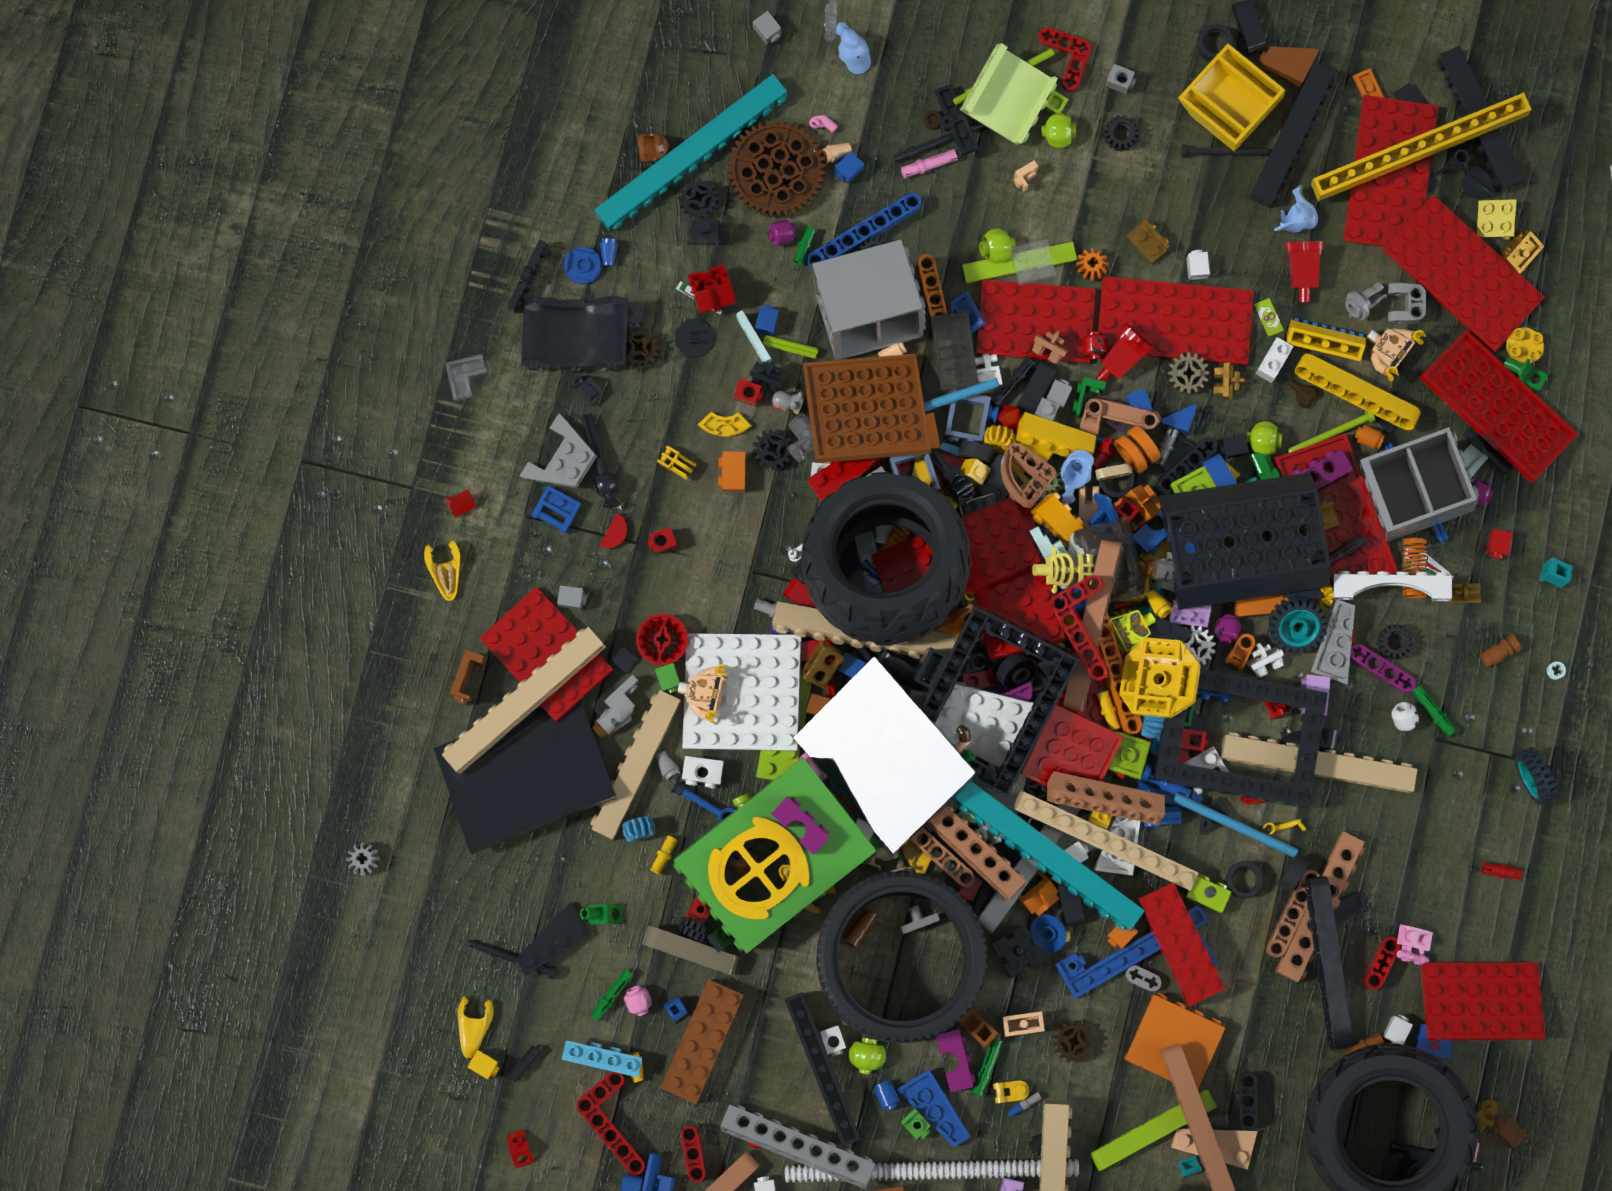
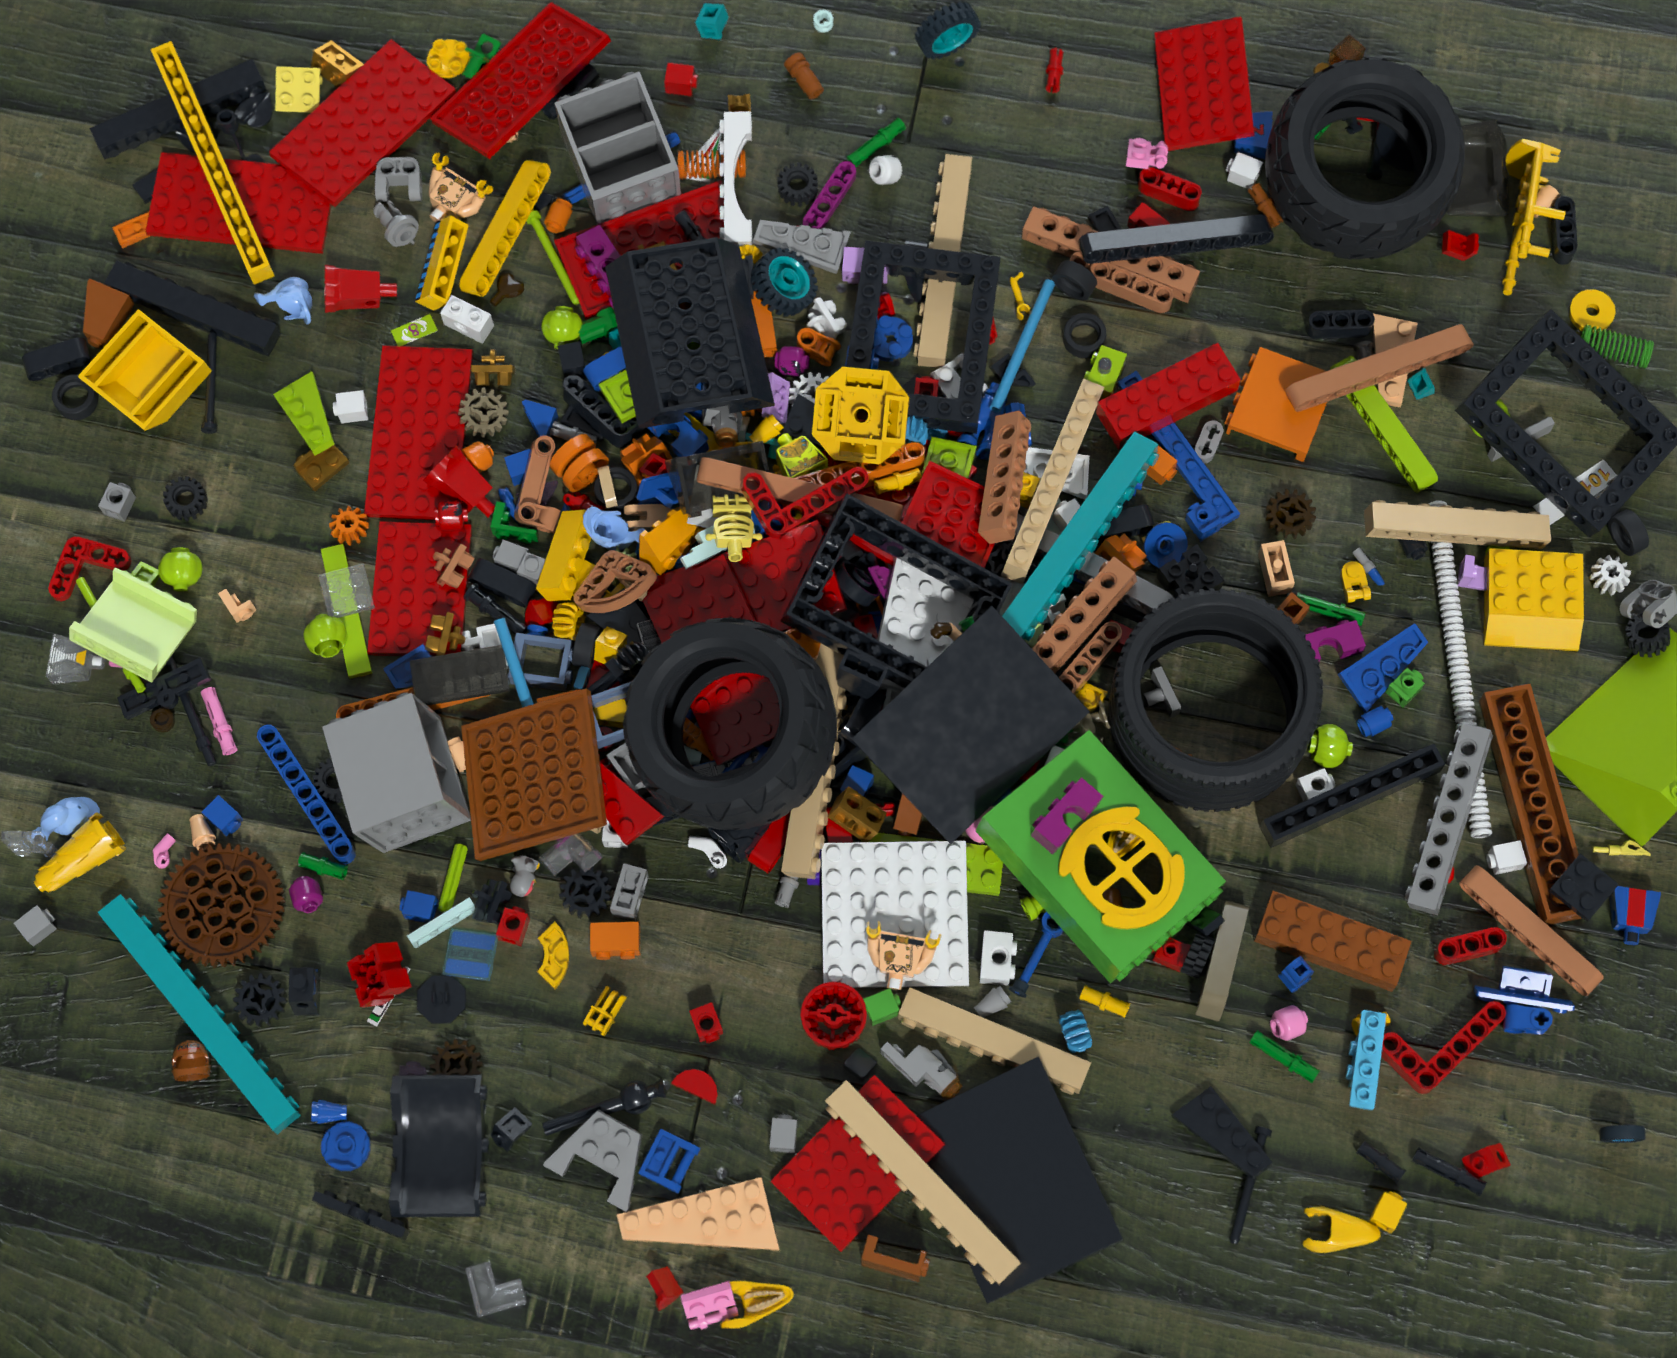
camera: 90 degrees left, 10 degrees down
(442, 536) = (706, 1301): none -> bright pink plate
(511, 545) = (717, 1218): none -> light nougat wing
(512, 1118) = (1458, 1176): none -> black pin
(601, 914) = (1184, 1073): green bracket -> none
(728, 360) = (470, 954): none -> clear light blue piece
(769, 483) = (629, 892): none -> light grey brick
(824, 63) = (86, 849): none -> yellow cone
(981, 335) = (443, 624): none -> pearl gold hips
(982, 44) = (70, 661): none -> clear torso
(1112, 392) = (506, 497): none -> blue piece
(1148, 367) = (479, 456): none -> orange head
(1193, 228) = (306, 412): none -> lime wing
(1248, 725) = (902, 333): none -> blue plate
(1351, 942) = (1145, 217): none -> red leg

